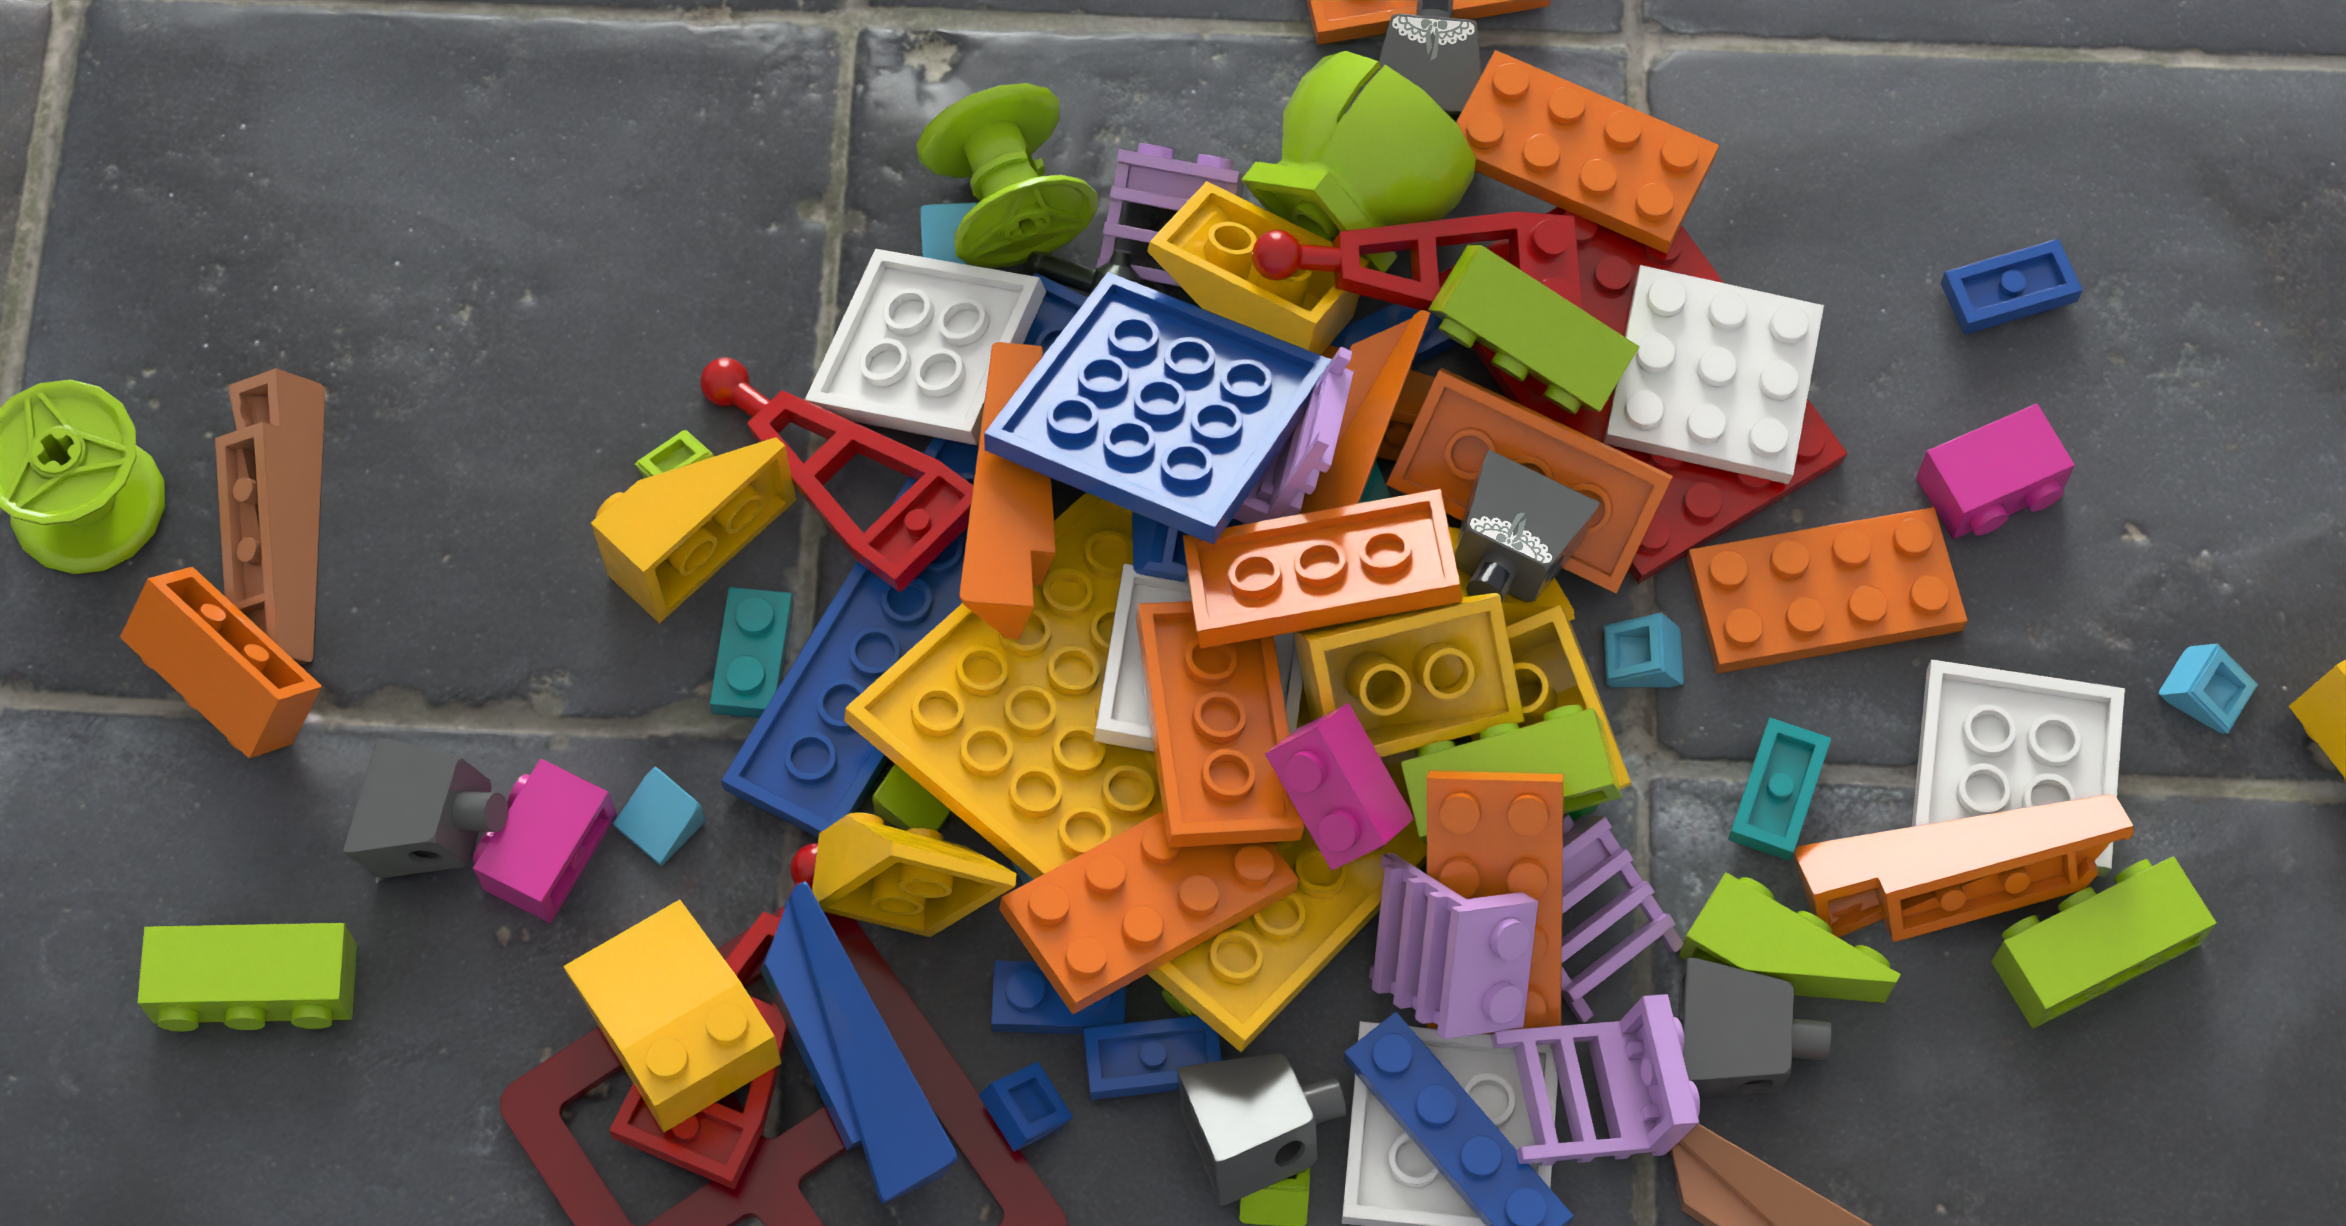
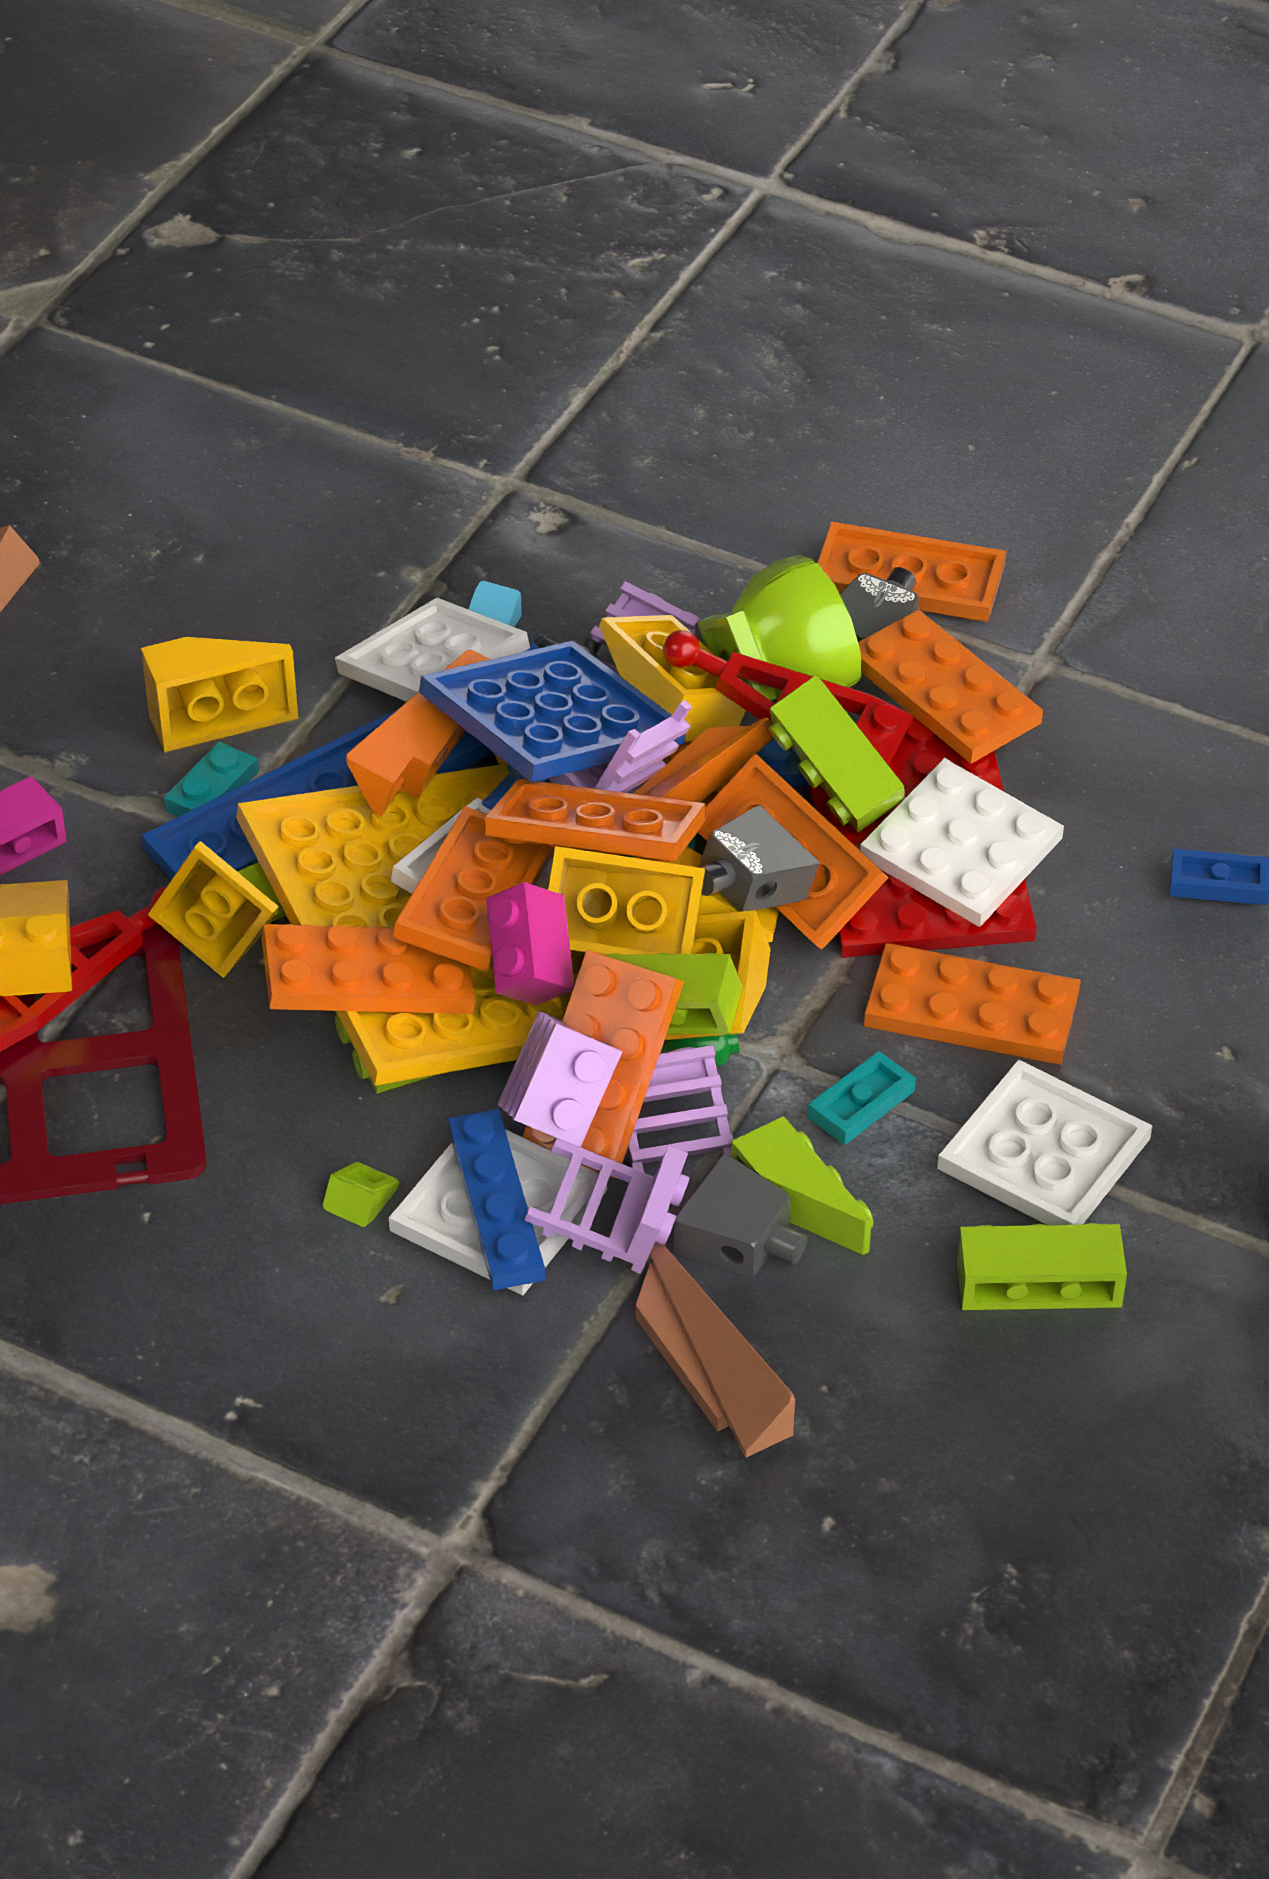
camera: 25 degrees right, 20 degrees down
(659, 817) = (91, 846): medium azure slope -> none
(852, 1053) = (118, 1000): blue wedge -> none
(909, 531) = (333, 742): red plate -> none
(993, 142) = (544, 571): lime piece -> none
(1025, 1106) = (218, 1080): blue plate -> none
(1029, 1003) = (284, 1037): blue plate -> none
(1146, 1055) = (322, 1087): blue plate -> none
(1254, 1120) = (364, 1138): dark grey torso -> none
(1643, 652) = (819, 993): medium azure slope -> none
(1959, 867) = (959, 1182): wedge -> none
(1995, 472) = (1137, 972): dark pink brick -> none
(2208, 687) = (1224, 1158): medium azure slope -> none

